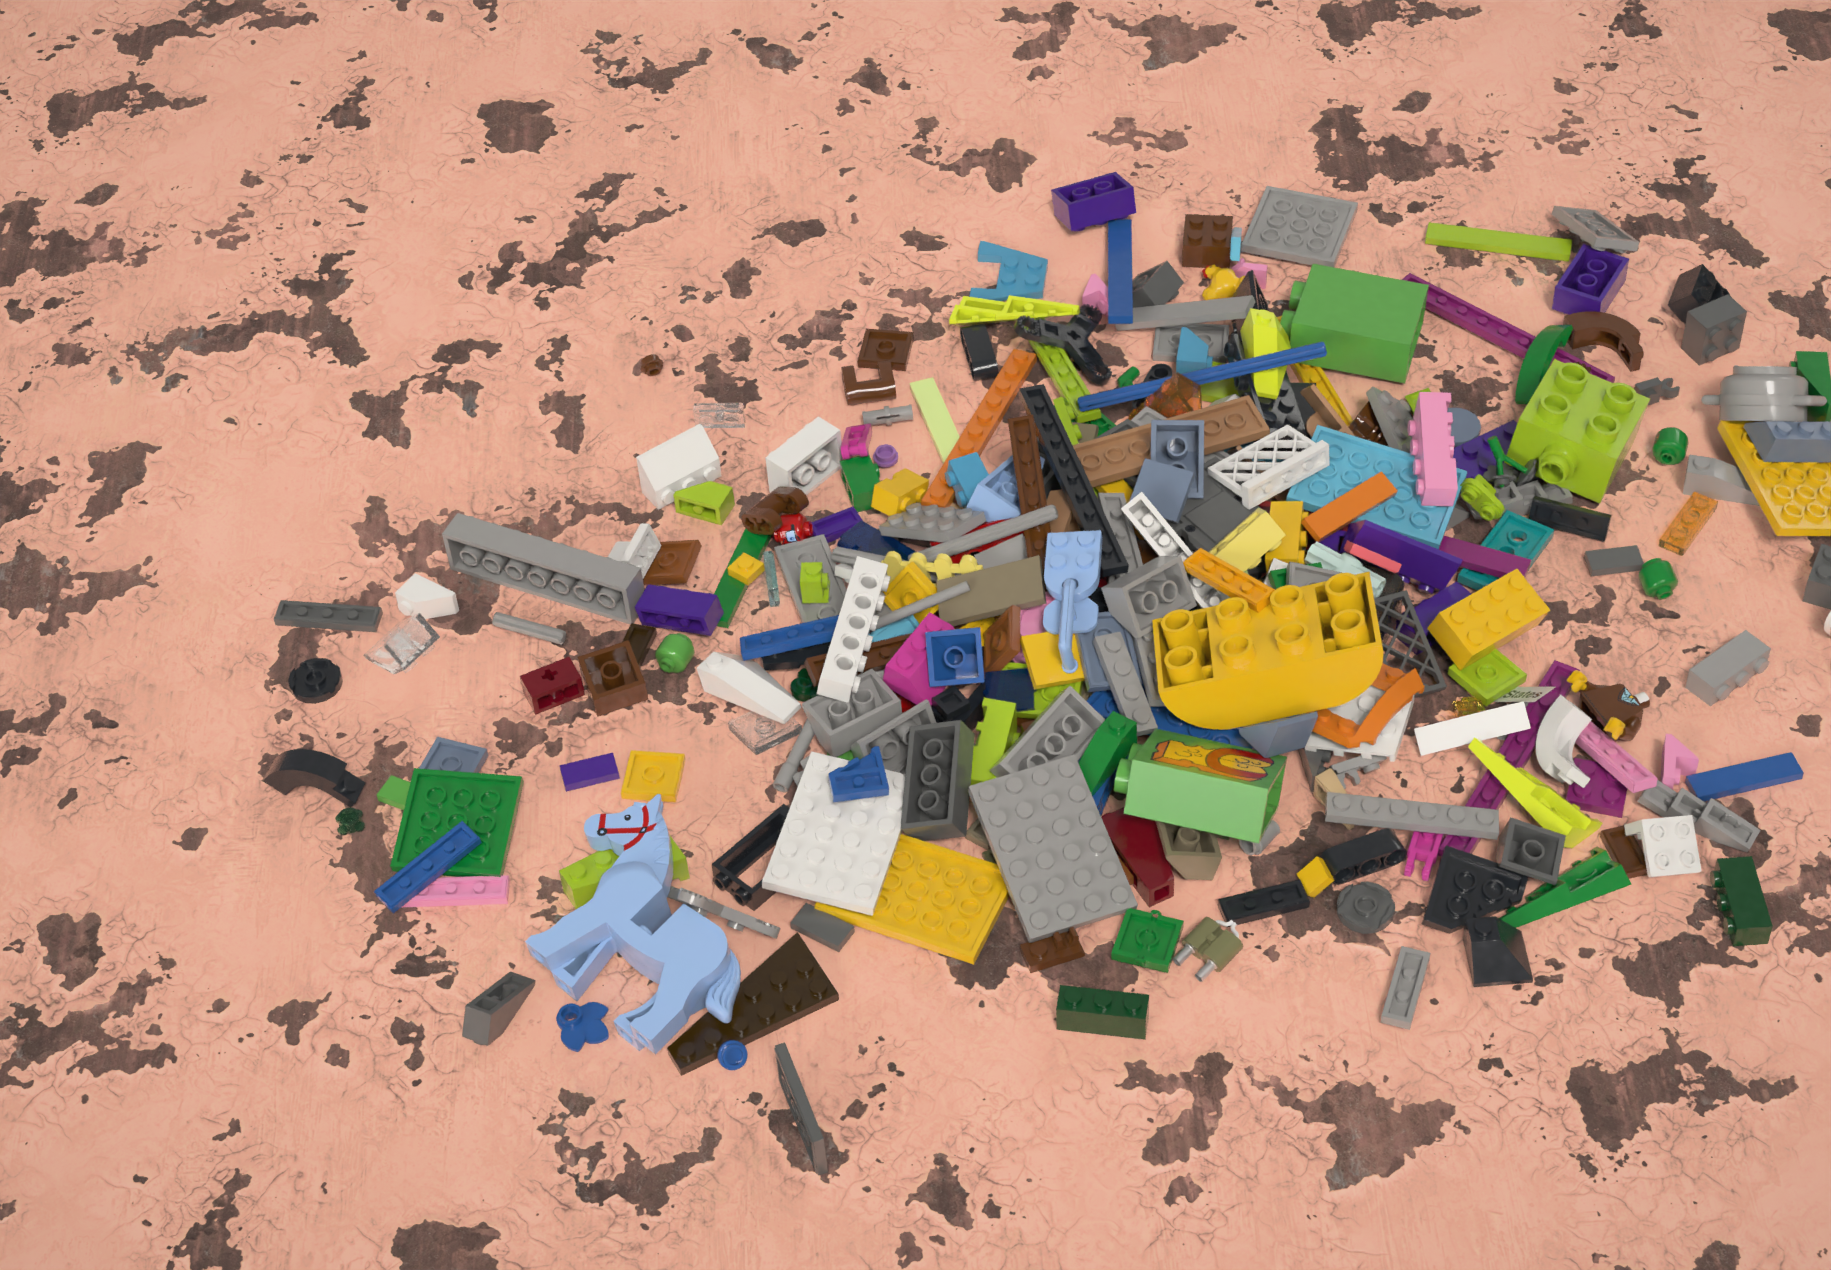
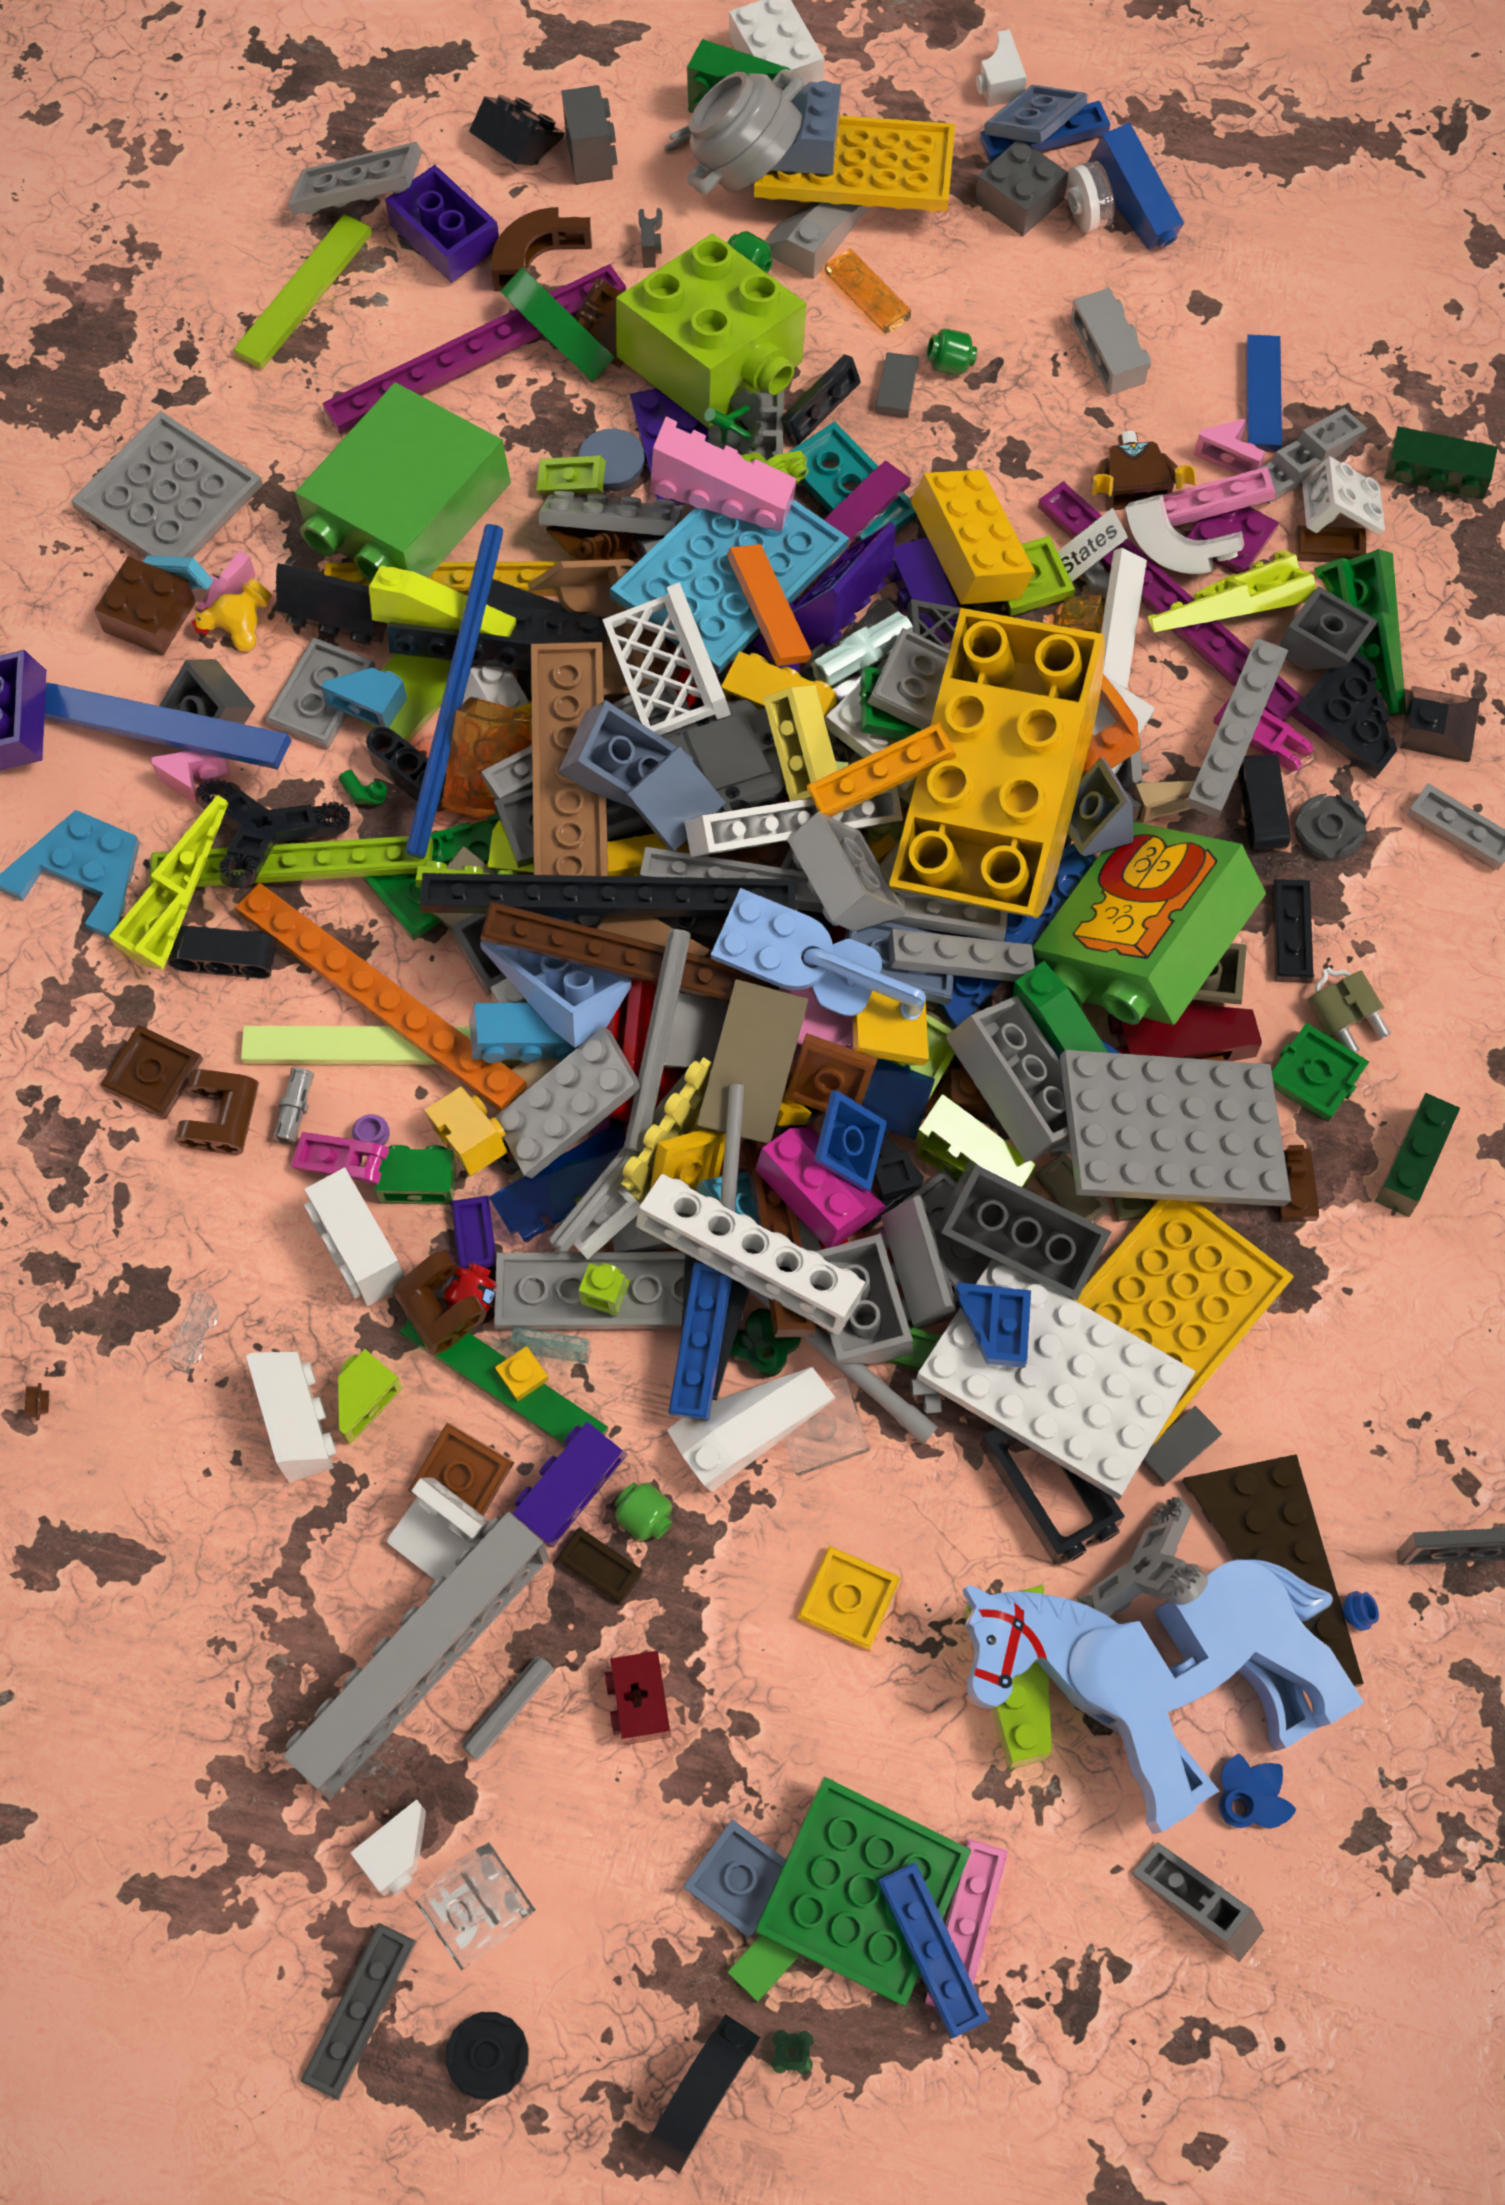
camera: 75 degrees left, 20 degrees up
(589, 772) = (813, 1683): dark purple tile -> none
(613, 678) = (672, 1606): reddish brown brick -> none
(1189, 313) = (304, 659): light grey tile -> none
(1315, 877) = (1279, 861): yellow tile -> none
(1372, 557) = (863, 610): coral tile -> none

